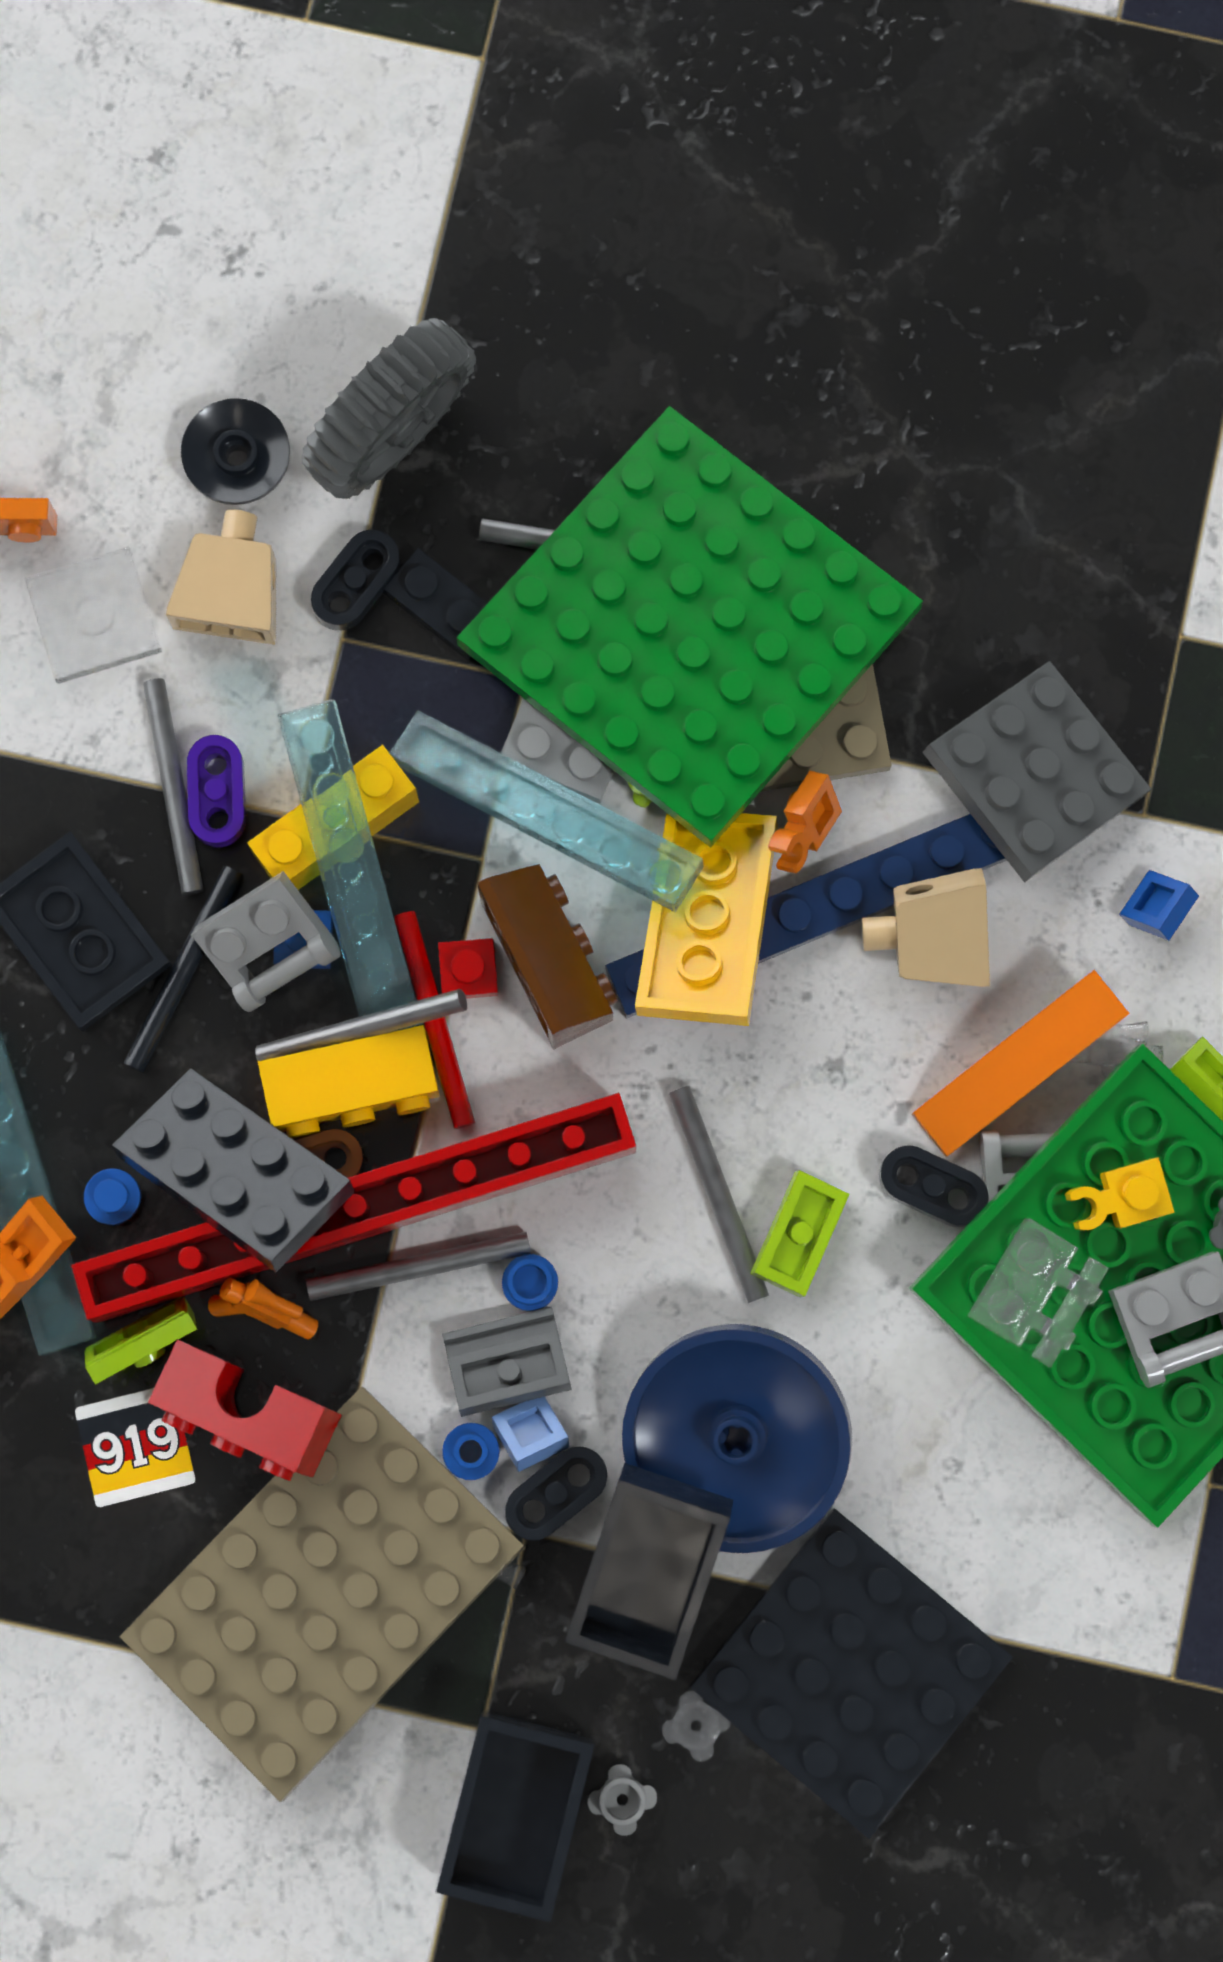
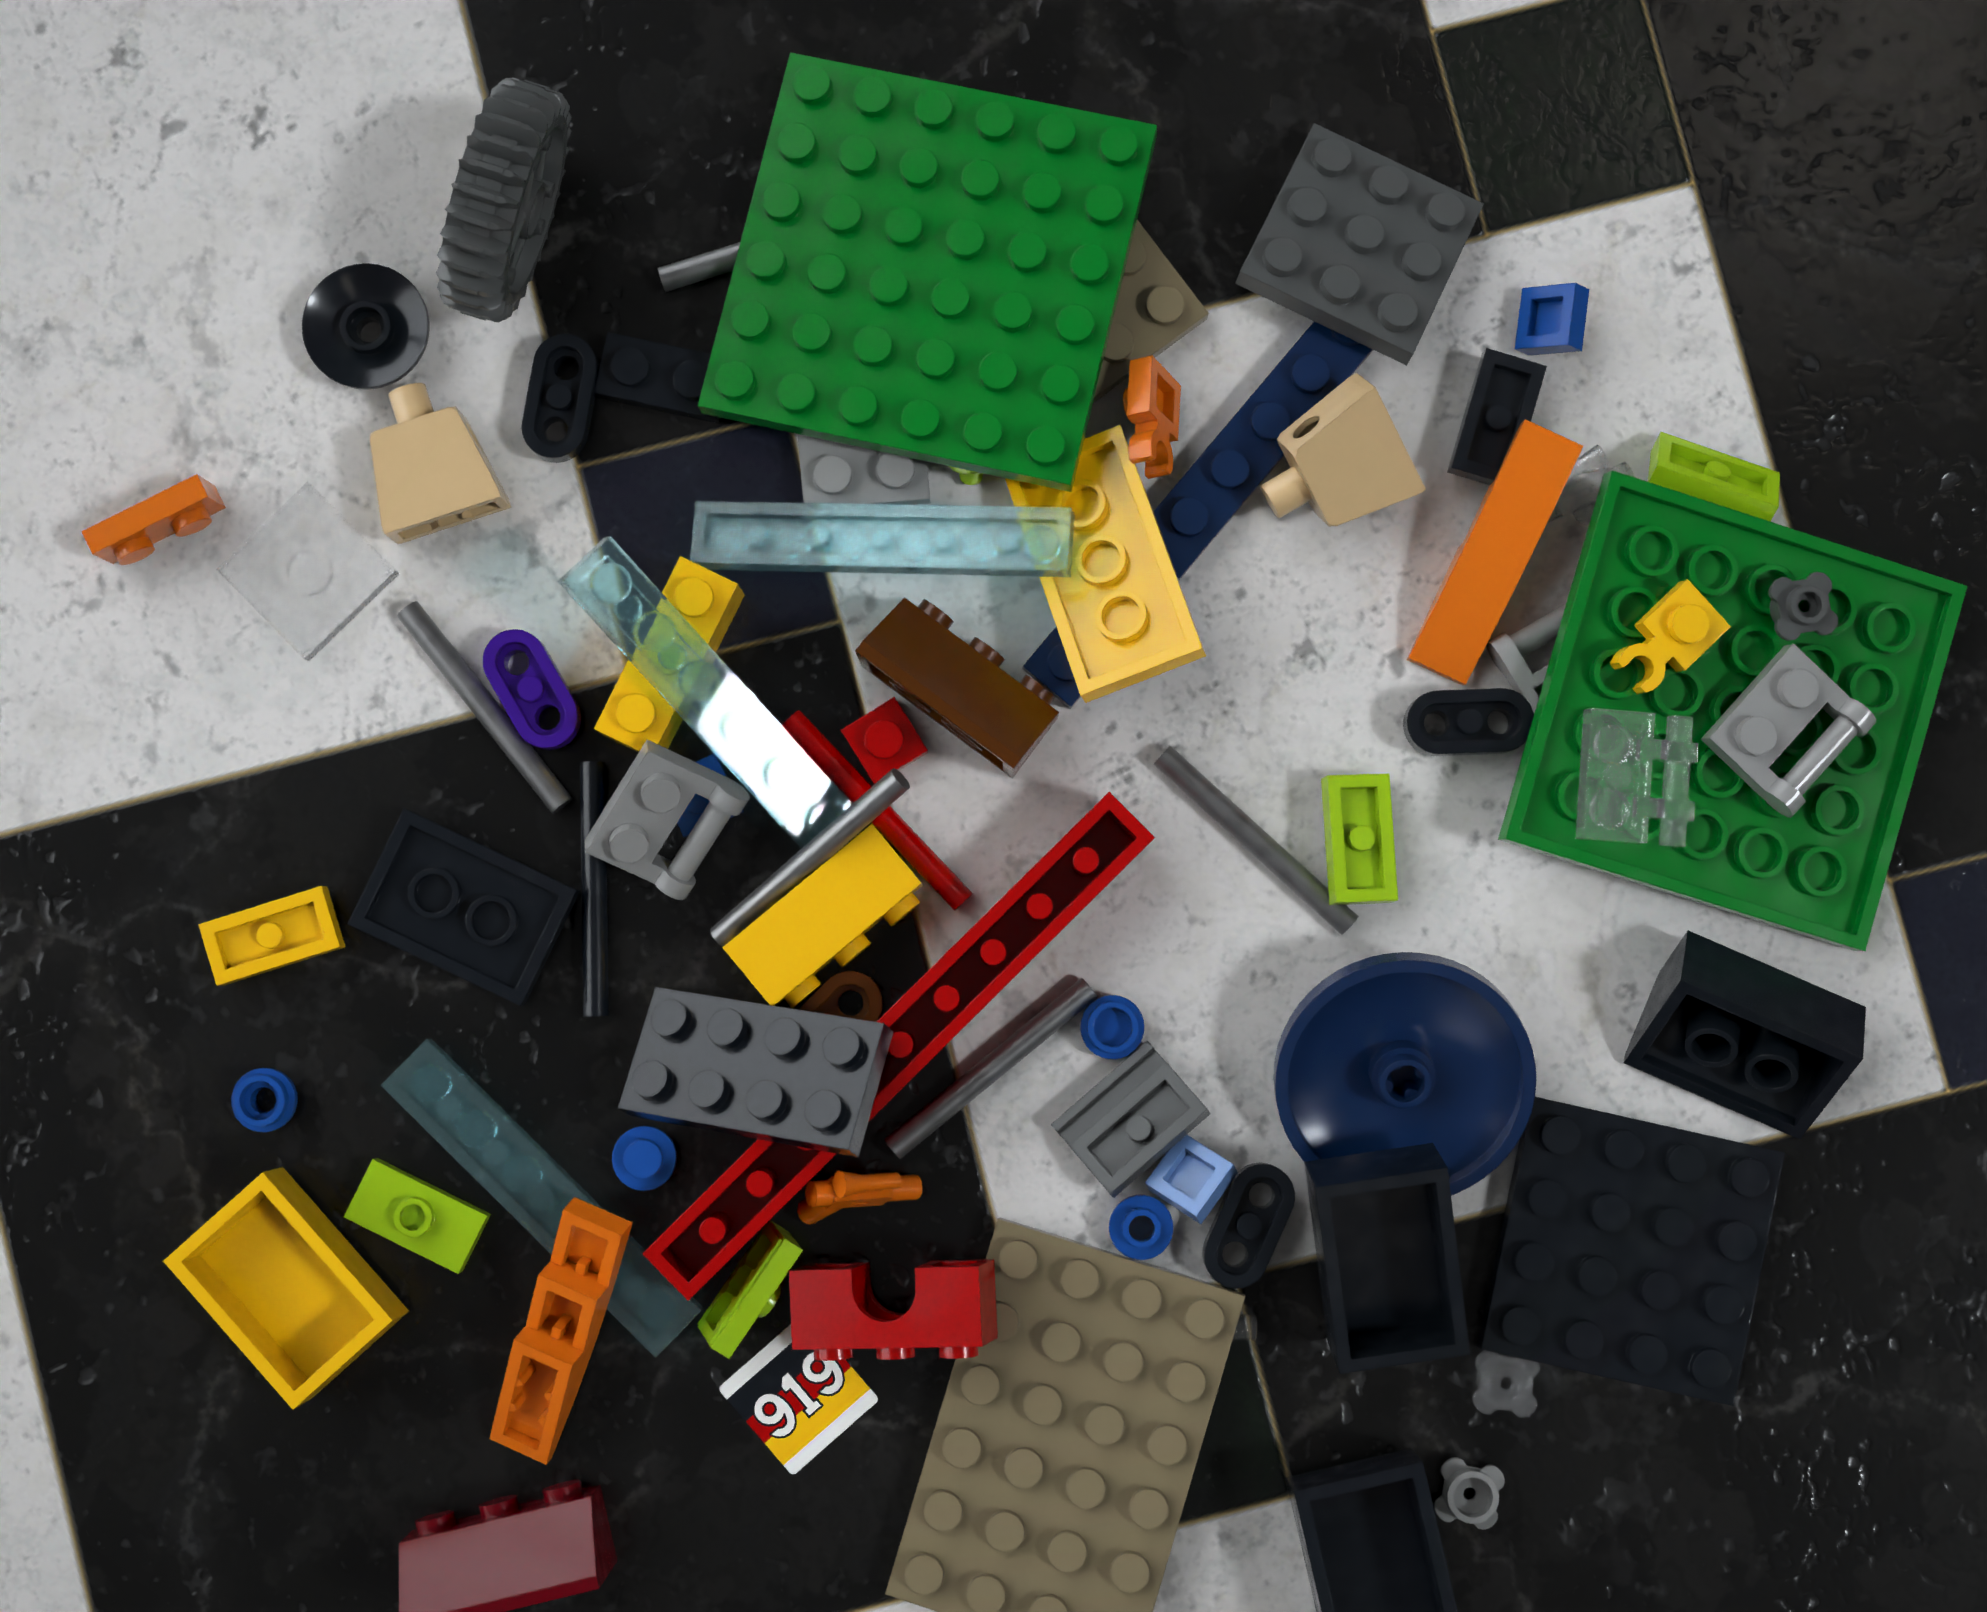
camera: 25 degrees left, 5 degrees up
(1029, 1547) = (1747, 1035): none -> black slope
(1086, 946) = (1498, 403): none -> black plate

